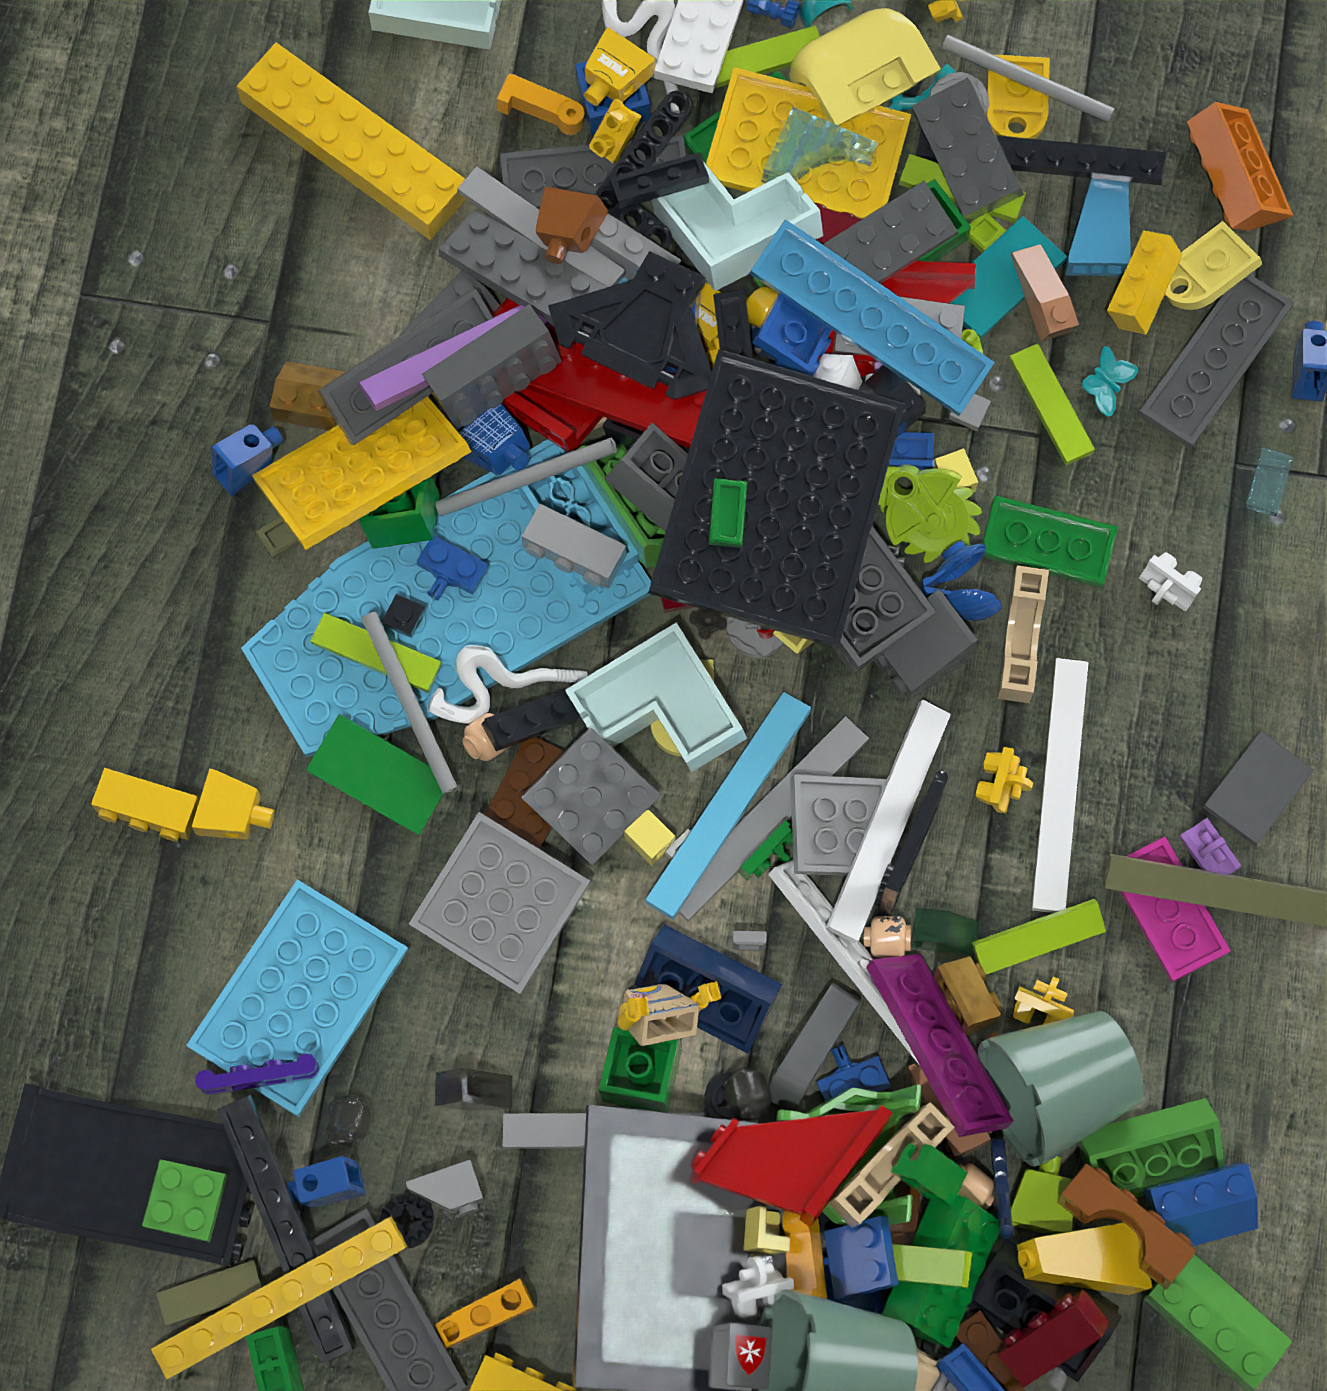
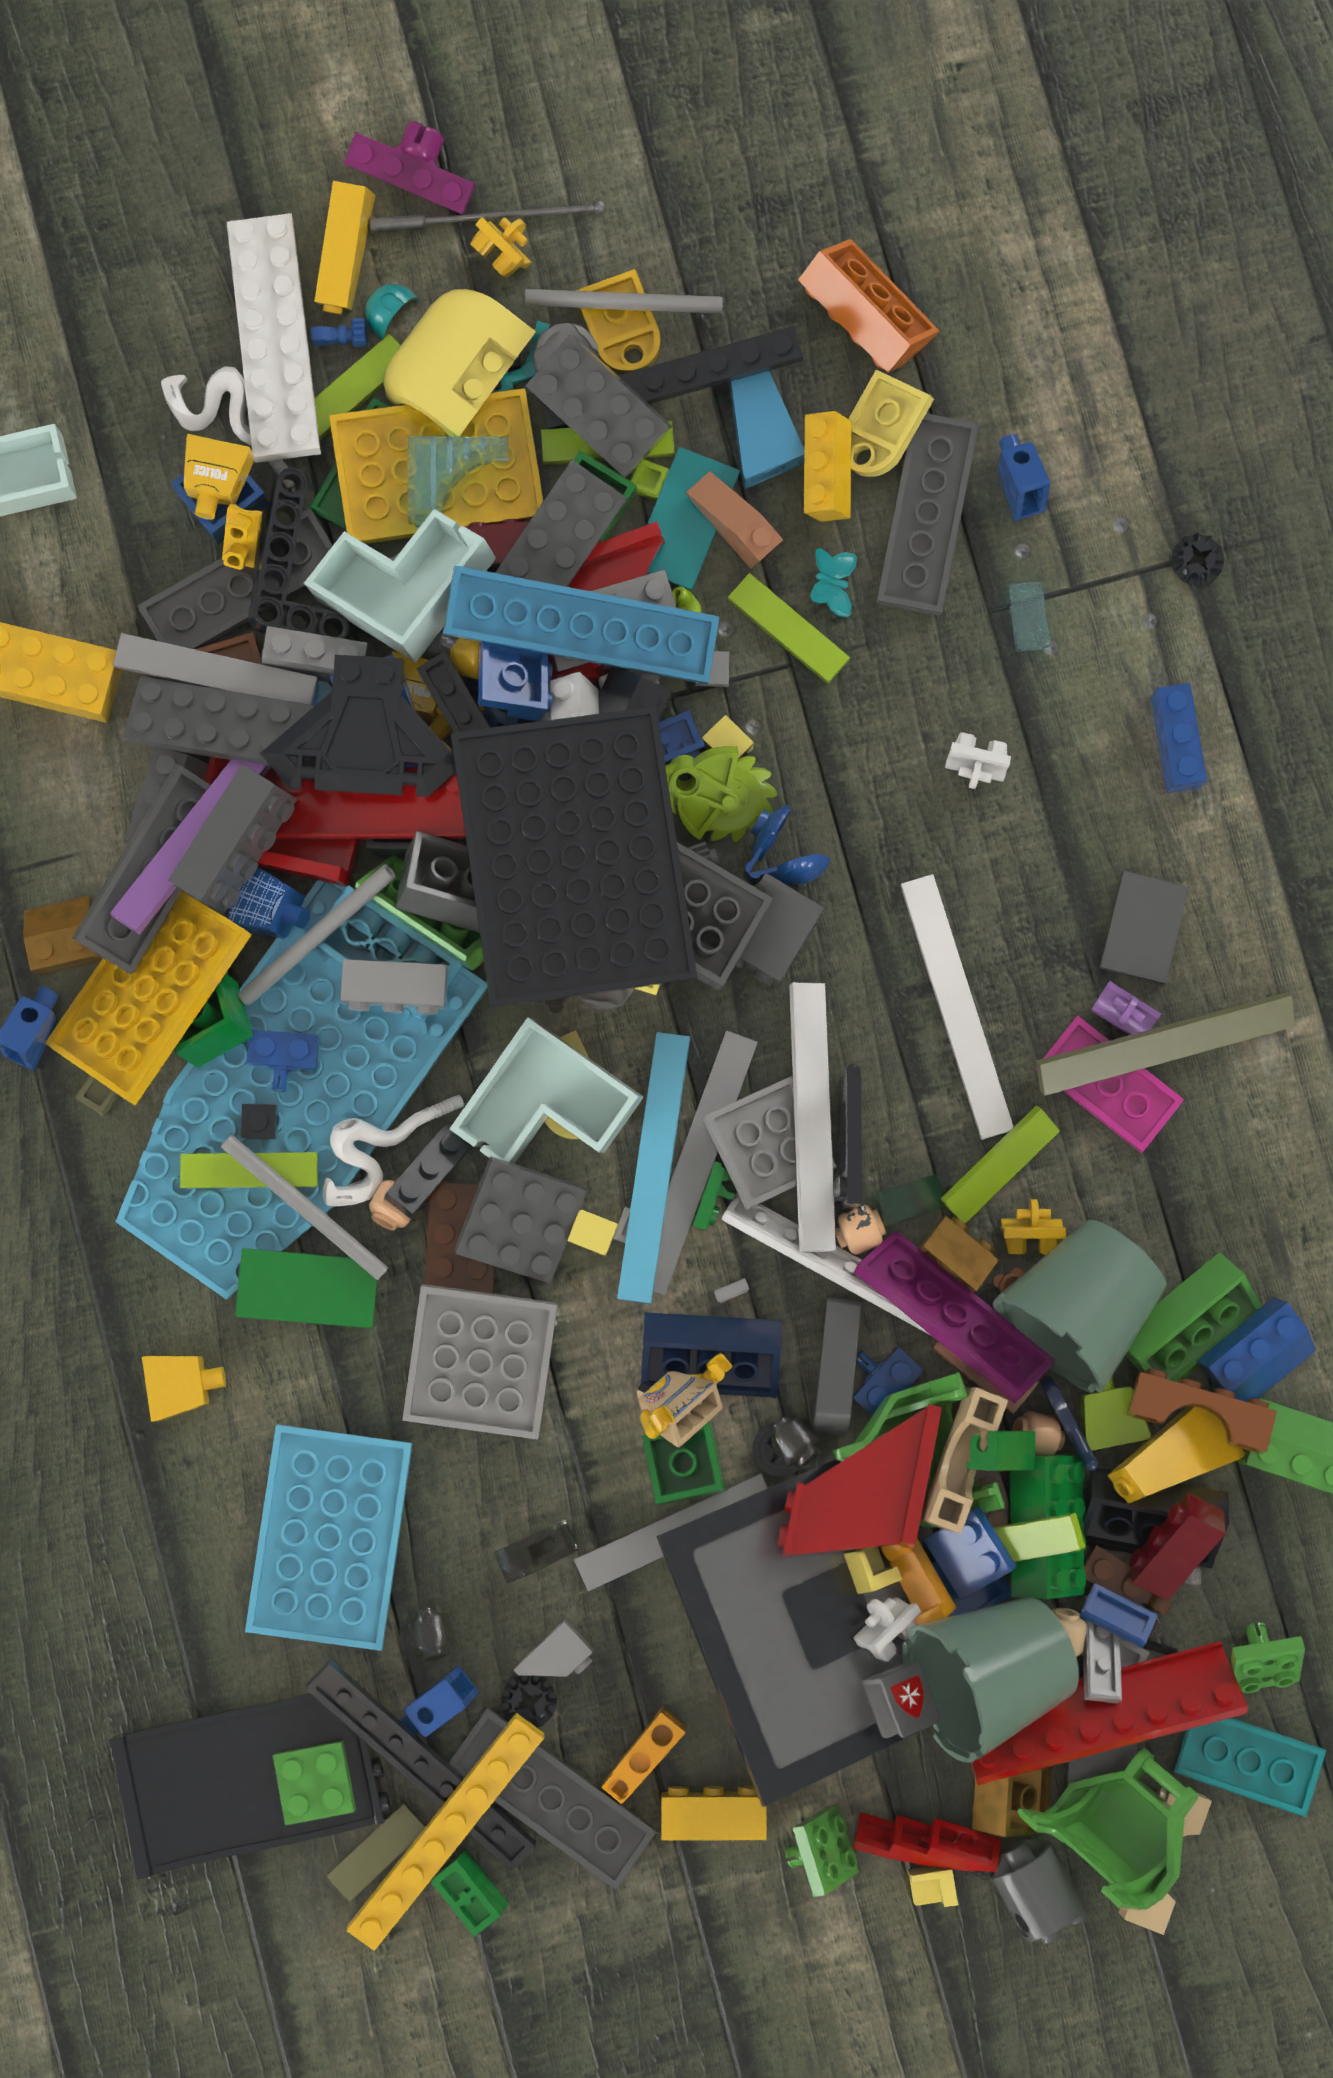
camera: 25 degrees left, 10 degrees up
(145, 805) = (95, 1418): yellow brick -> none
(244, 1078) = (315, 1641): dark purple plate -> none
(541, 103) = (154, 534): light orange leg -> none
(568, 221) = (239, 656): dark orange torso -> none
(659, 180) = (310, 572): black plate -> none
(727, 513) = (533, 896): green tile -> none
(1008, 783) = (899, 1013): yellow hips -> none
(1022, 634) = (859, 876): tan arch -> none
(1049, 541) = (844, 768): green tile -> none

